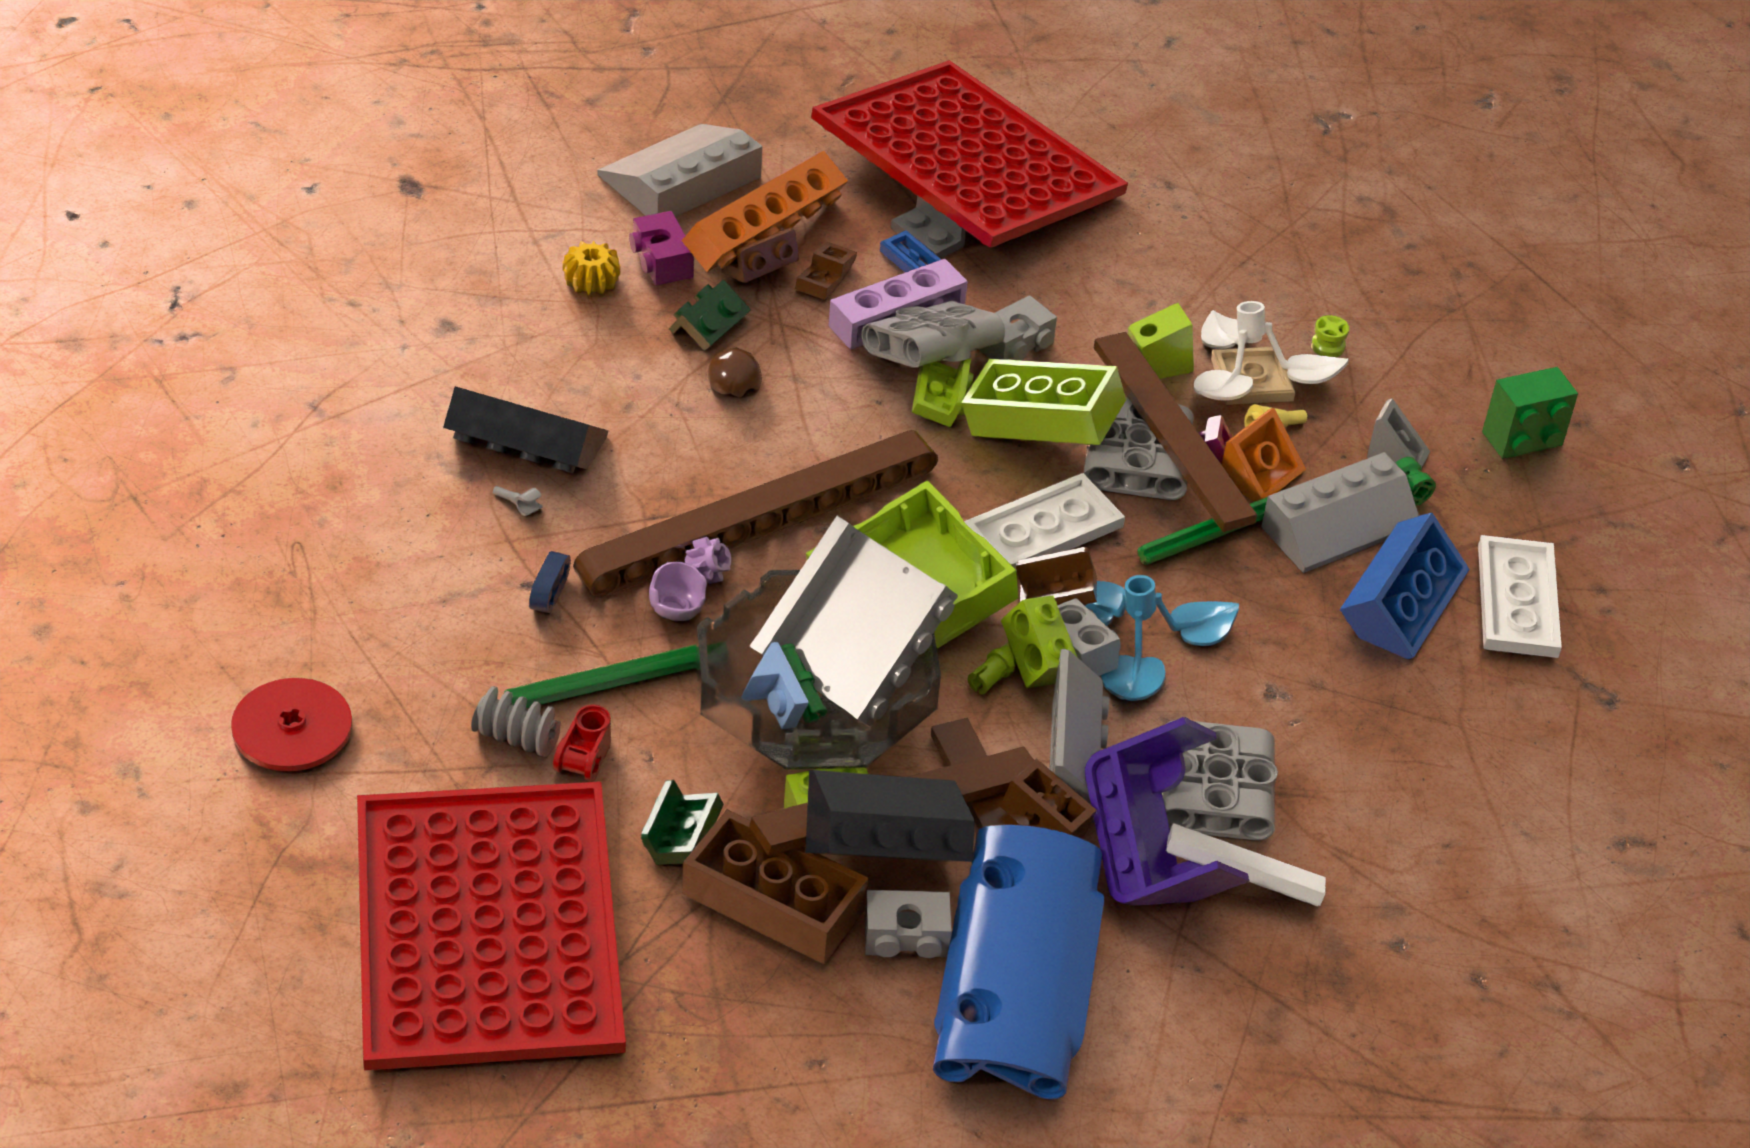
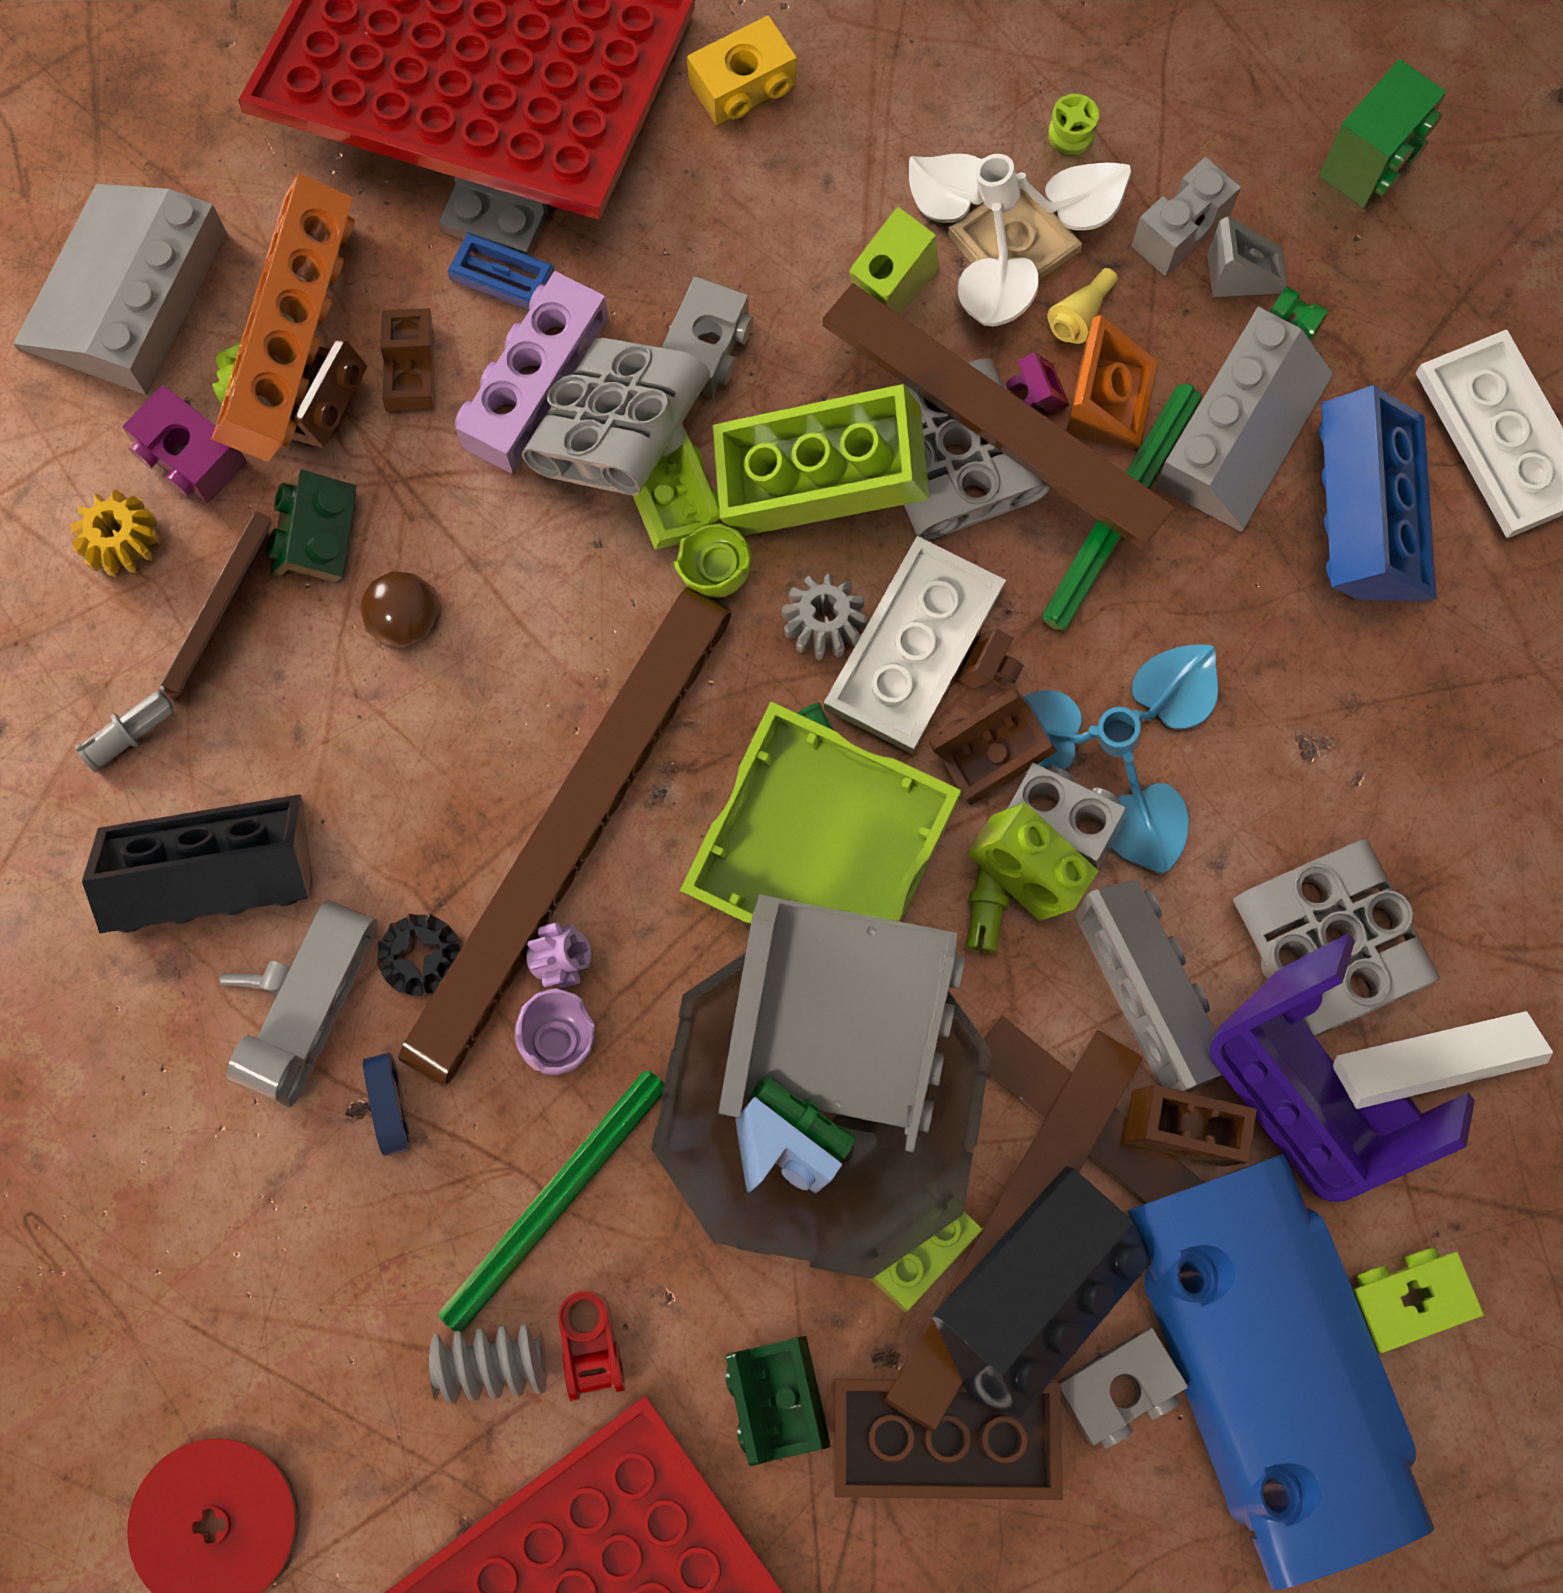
camera: 25 degrees left, 30 degrees up
(514, 528) = (305, 1007): none -> light grey beam
(529, 354) = (124, 731): none -> light grey axle
(606, 525) = (398, 940): none -> black gear
(623, 322) = (215, 606): none -> reddish brown tile
(945, 430) = (714, 560): none -> lime hair
(993, 483) = (826, 634): none -> light grey gear
(1093, 541) = (988, 661): none -> reddish brown tile
(1132, 227) = (751, 50): none -> yellow brick
(1136, 977) = (1443, 1302): none -> lime brick
(1357, 397) = (1168, 228): none -> light grey brick

